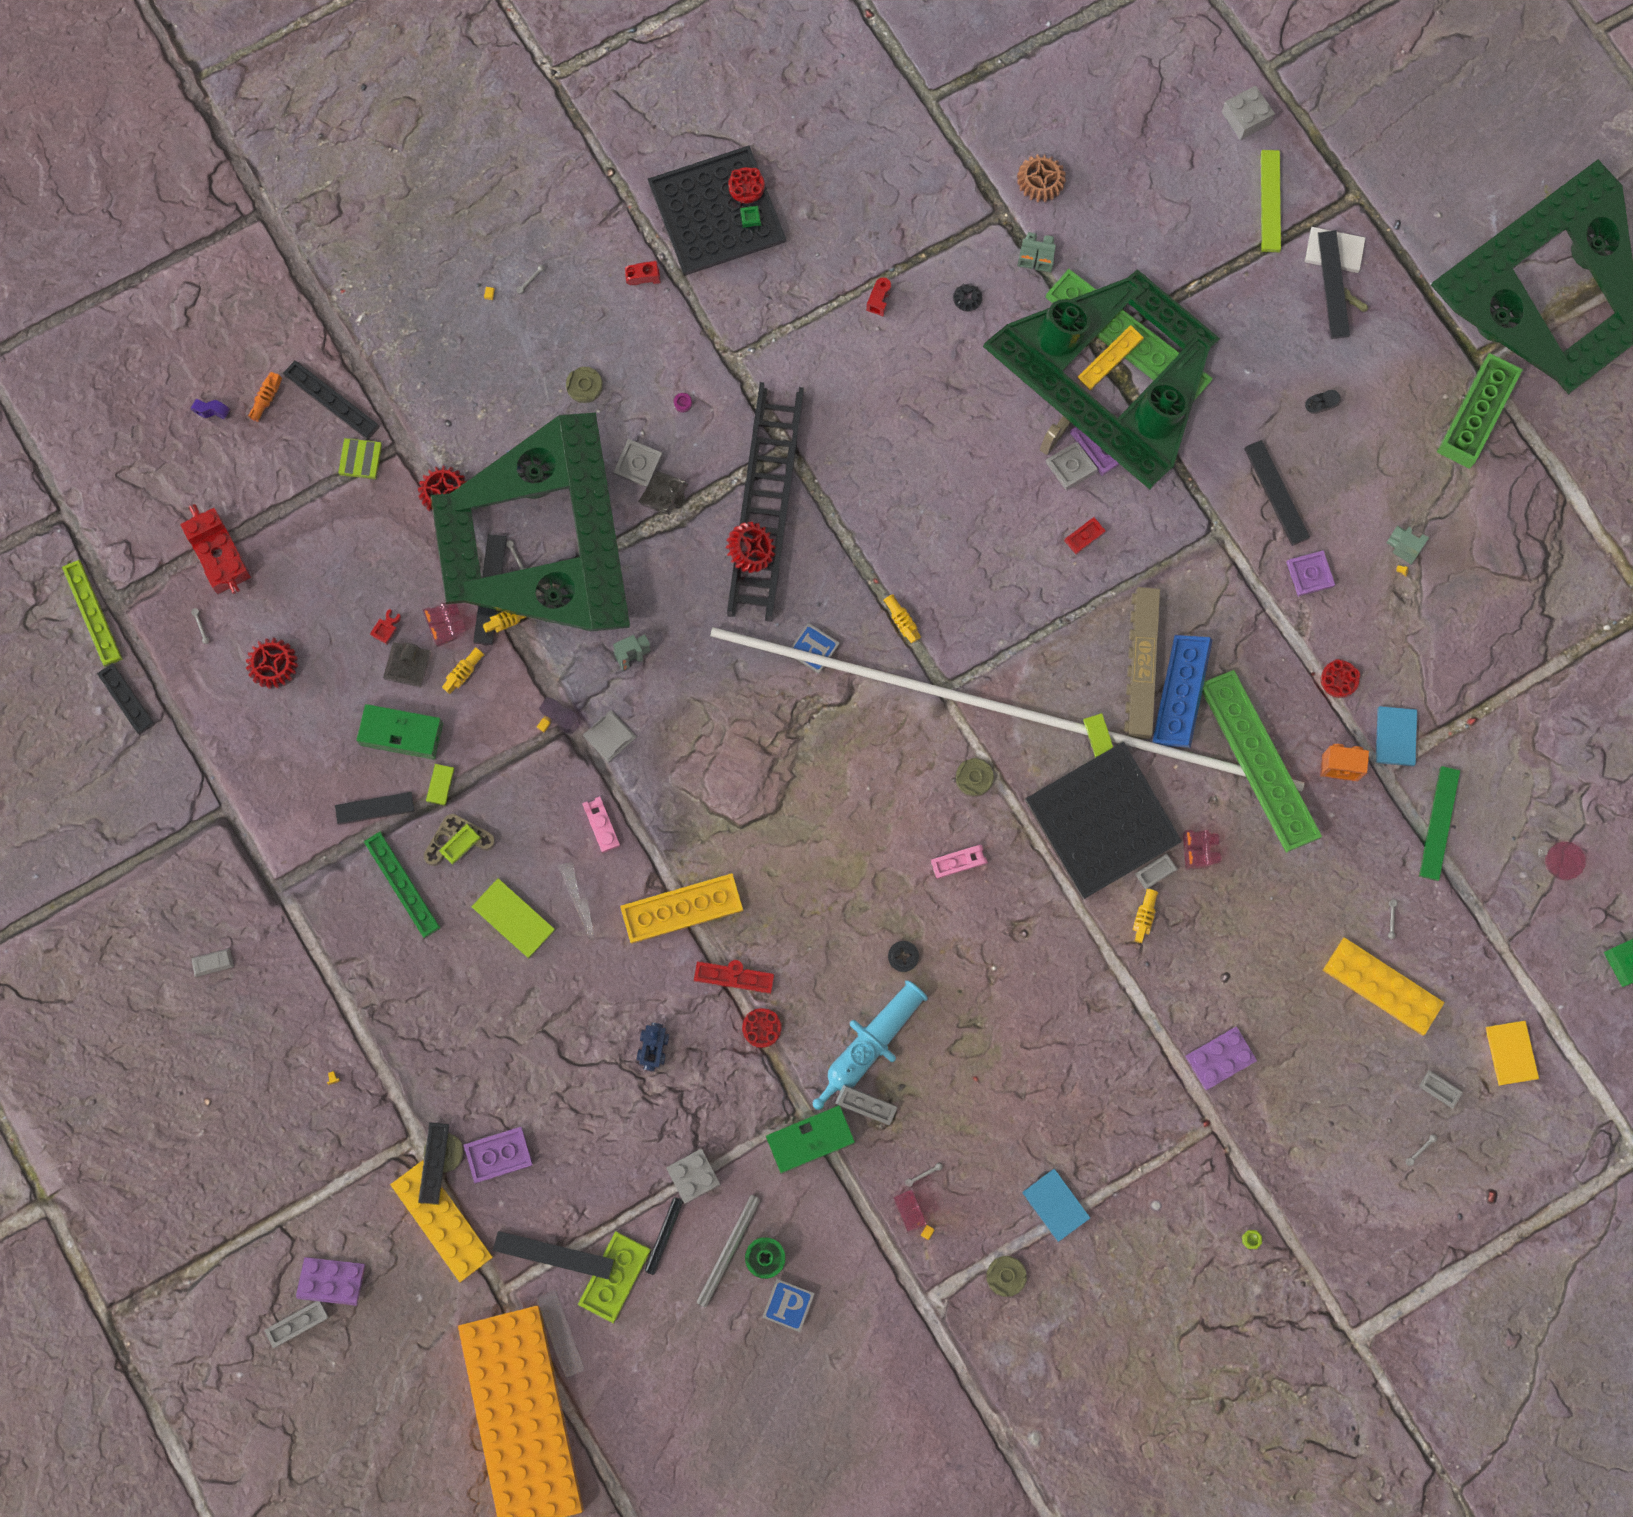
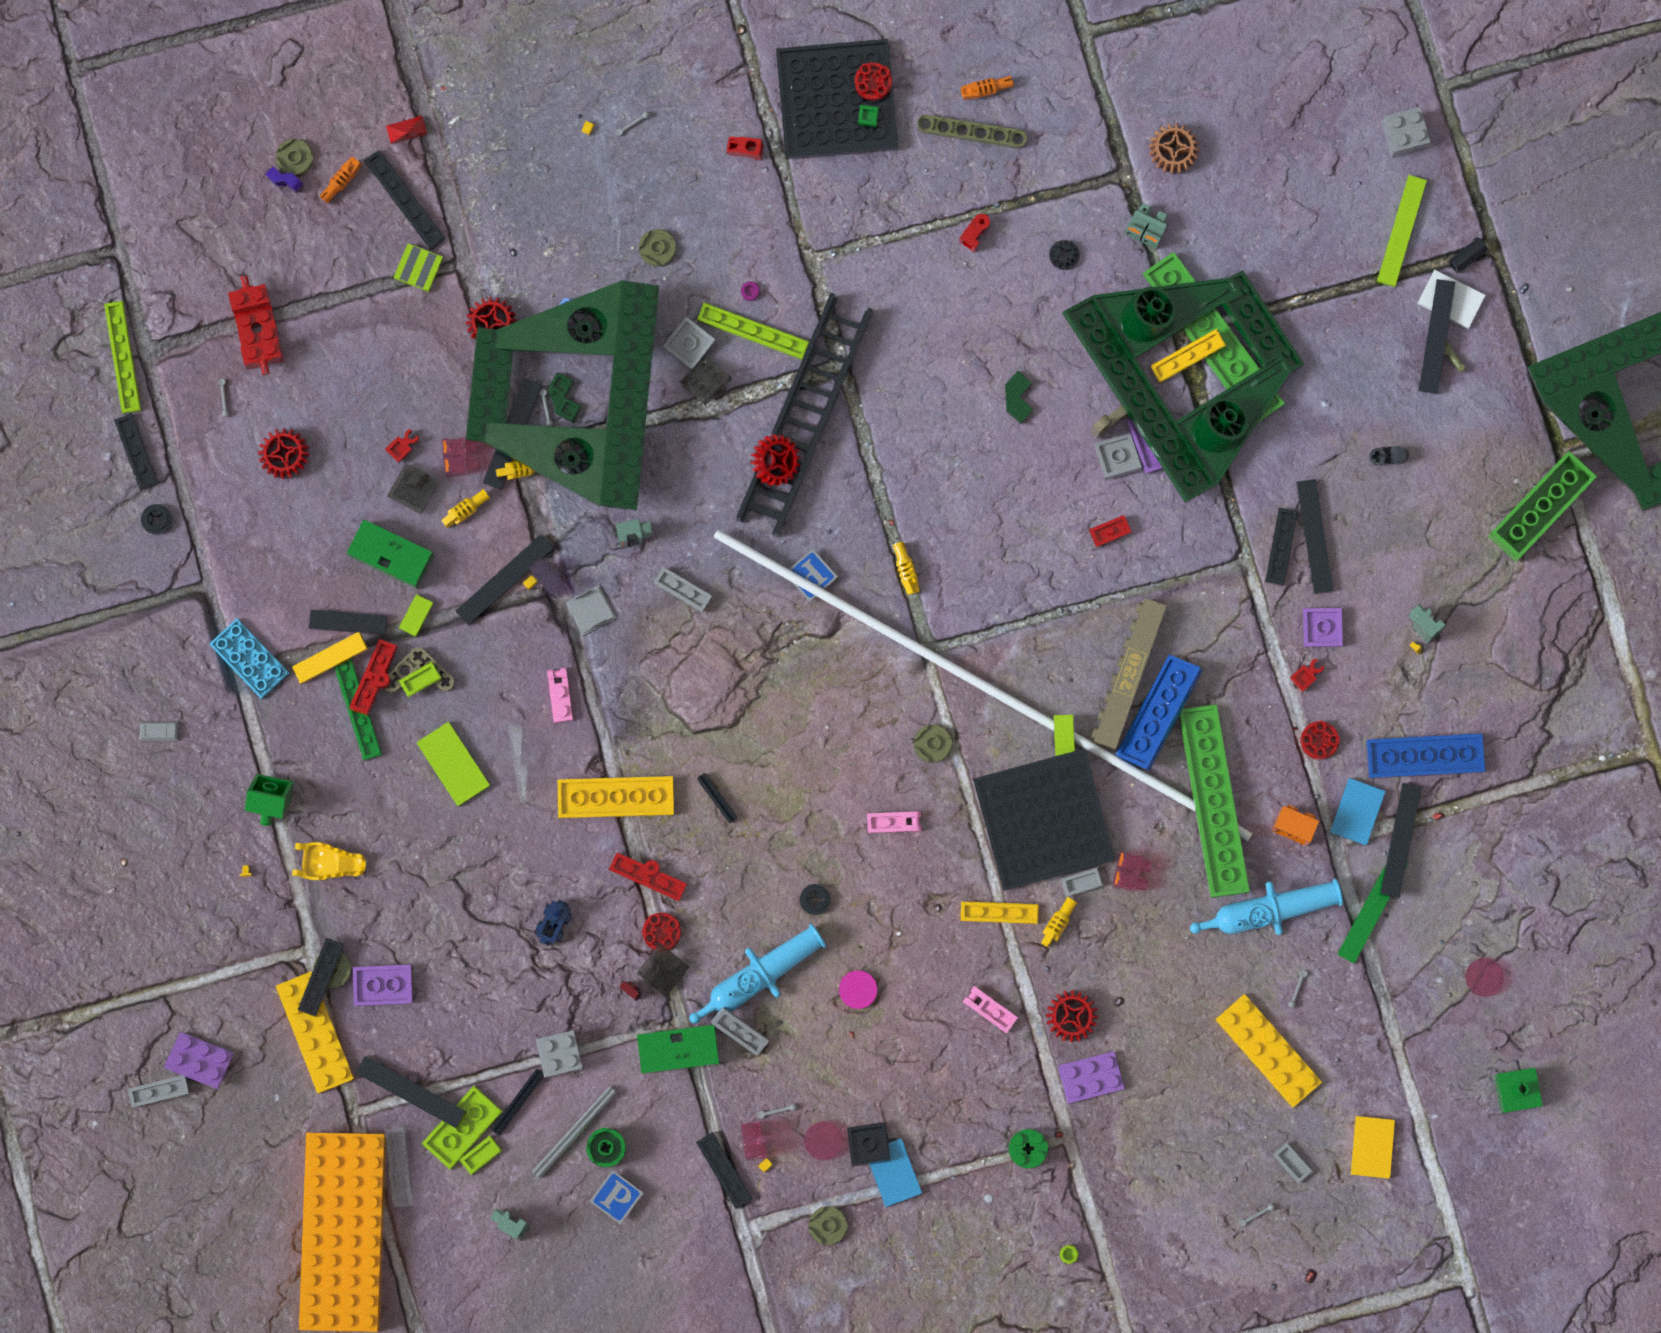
camera: 20 degrees right, 5 degrees up
(160, 749) = (156, 510): none -> black gear
(215, 386) = (294, 157): none -> olive tile
(285, 868) = (249, 658): none -> medium azure tile
(317, 336) = (406, 129): none -> red slope
(337, 998) = (268, 797): none -> green brick
(365, 846) = (330, 657): none -> yellow tile
(410, 1046) = (326, 862): none -> yellow animal
(413, 854) = (374, 677): none -> red hinge
(517, 729) = (503, 580): none -> black tile
(532, 551) = (558, 391): none -> dark green tile
(640, 1300) = (480, 1155): none -> lime tile
(688, 1365) = (508, 1225): none -> sand green hips
(693, 693) = (682, 589): none -> light grey plate
(695, 438) = (753, 331): none -> lime tile
(746, 1092) = (630, 989): none -> dark red plate
(773, 1065) = (662, 970): none -> clear smoke plate
(781, 883) = (717, 798): none -> black axle
(849, 205) = (971, 134): none -> olive beam
(851, 167) = (985, 87): none -> orange hinge
(888, 1249) = (724, 1170): none -> black tile
(962, 444) = (1014, 404): none -> dark green tile
(969, 1033) = (858, 989): none -> dark pink tile
(977, 1192) = (823, 1140): none -> clear pink tile
(1024, 1183) = (868, 1144): none -> black tile
(1085, 922) = (999, 912): none -> yellow tile
(1105, 1018) = (990, 1010): none -> bright pink plate
(1191, 1151) = (1021, 1157): none -> green brick
(1196, 990) = (1086, 1006): none -> red gear
(1248, 510) = (1281, 546): none -> black tile
(1308, 623) = (1305, 677): none -> red plate
(1338, 206) = (1468, 255): none -> black axle
(1347, 847) = (1272, 908): none -> medium azure piece
(1443, 667) = (1425, 756): none -> blue plate
(1446, 752) = (1400, 840): none -> black tile

